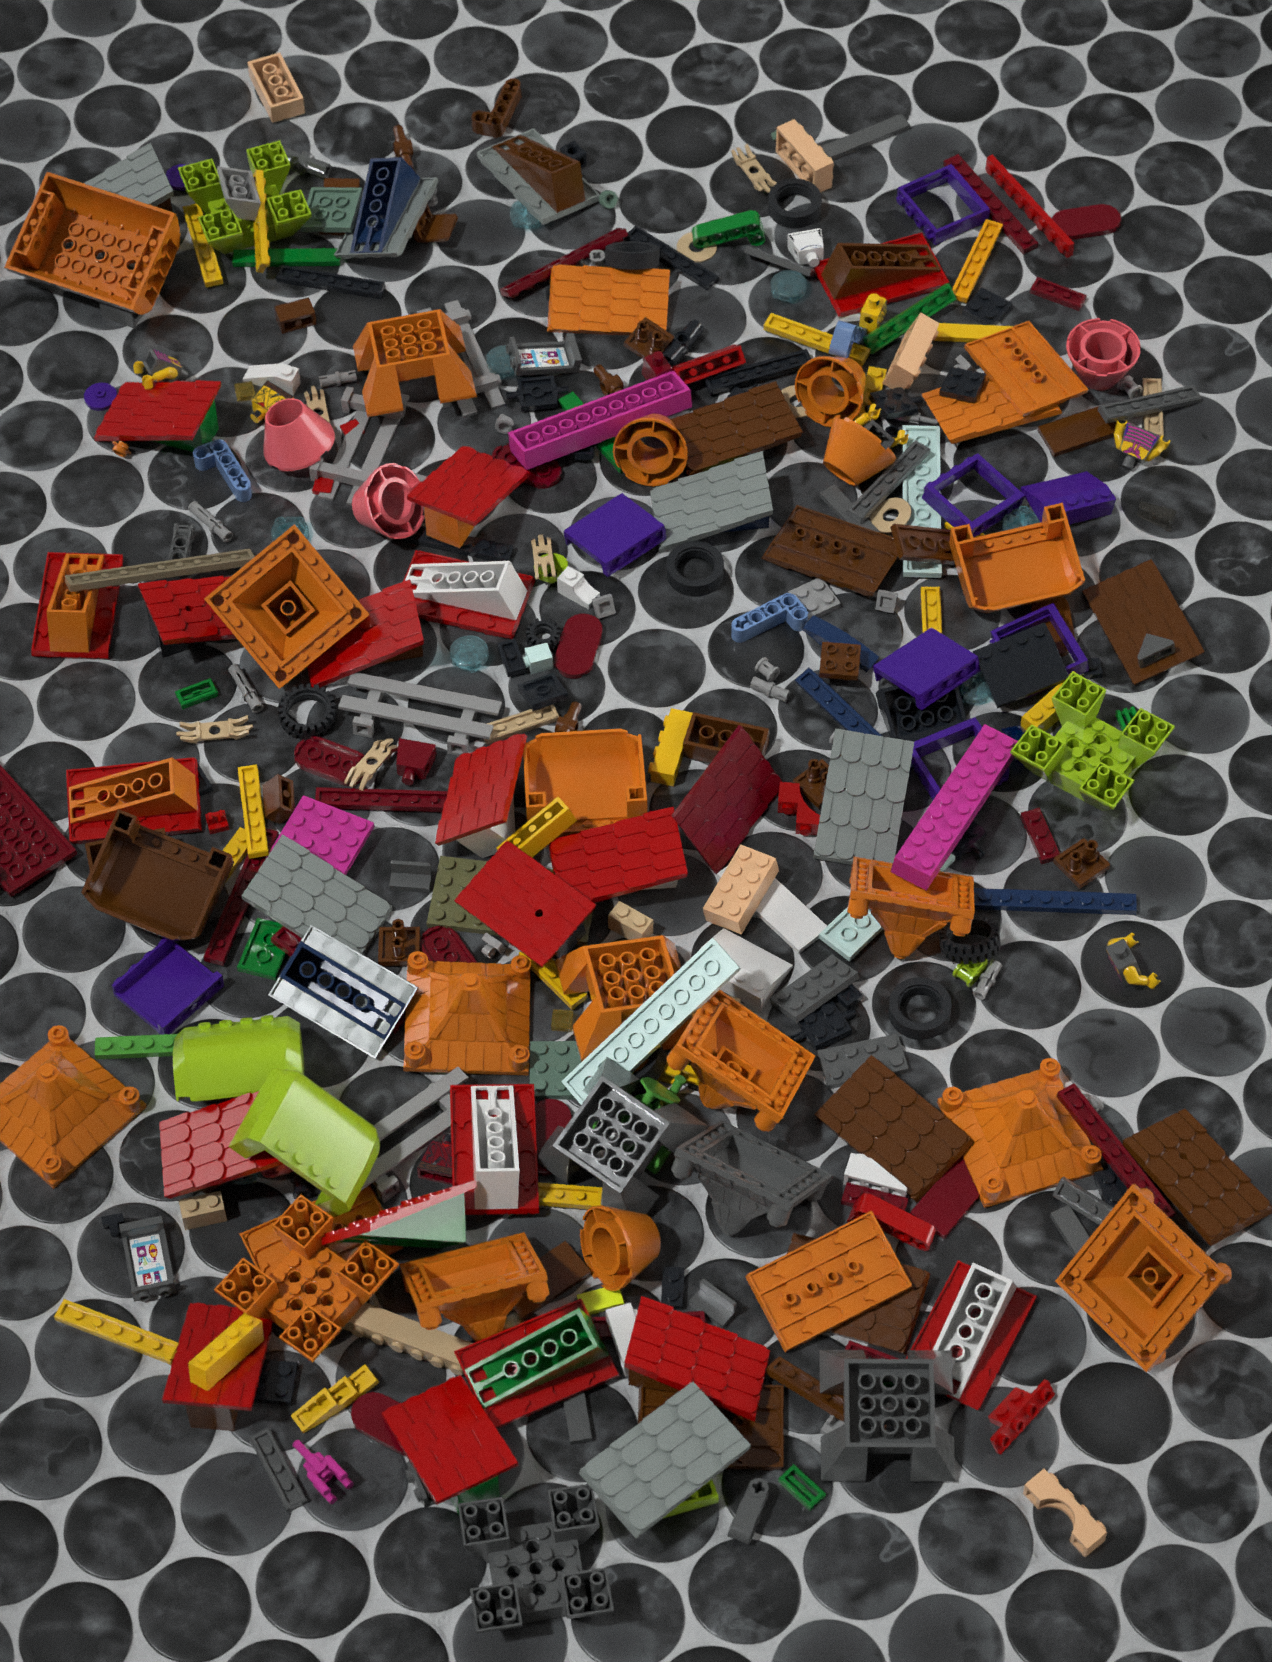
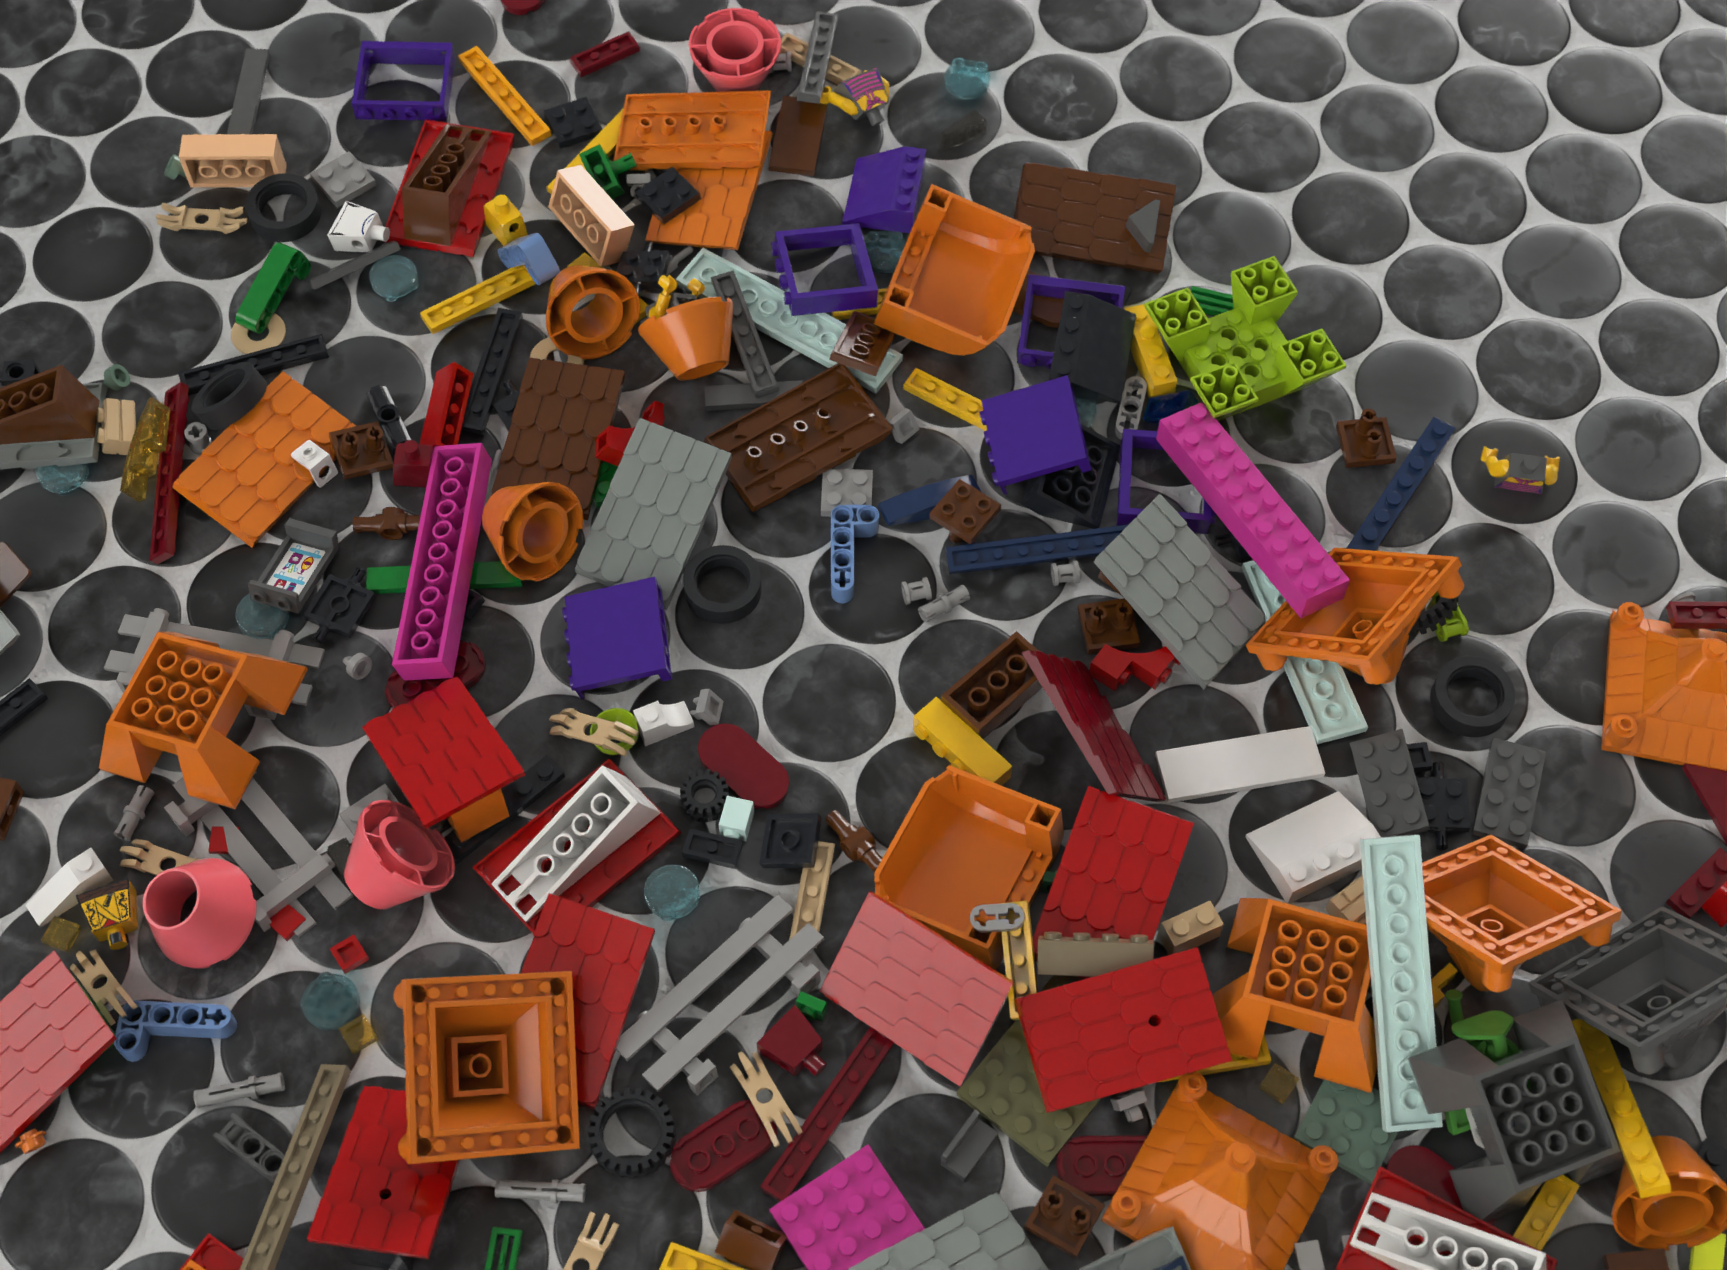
camera: 60 degrees left, 5 degrees up
(218, 426) = (108, 991): none -> tan piece
(322, 524) = (349, 954): none -> red plate
(442, 757) = (811, 1007): none -> green plate
(550, 797) = (997, 910): none -> light grey beam
(560, 861) = (1090, 956): none -> dark tan brick
(568, 240) = (147, 442): none -> clear yellow slope
(574, 219) = (117, 425): none -> tan brick
(622, 320) = (314, 459): none -> white bracket
(641, 1192) = (1622, 1112): none -> yellow plate
(740, 889) = (1216, 784): light nougat brick -> none
(773, 471) = (613, 440): none -> red arch
(842, 220) = (343, 179): none -> light grey plate
(868, 1173) = (1673, 868): white slope -> none
(892, 503) = (800, 345): tan gear -> none
(894, 1127) = (1623, 810): reddish brown piece -> none
(900, 324) = (535, 186): green tile -> none
(952, 341) = (605, 171): none -> green brick
(987, 980) = (1472, 615): light grey pin -> none
(998, 211) = (489, 42): dark red plate -> none
(1007, 712) = (1127, 398): none -> light grey beam
(1029, 206) = (471, 11): red plate -> none
(1039, 835) = (1304, 460): dark red plate -> none
(1209, 497) = (967, 78): none -> clear light blue tile

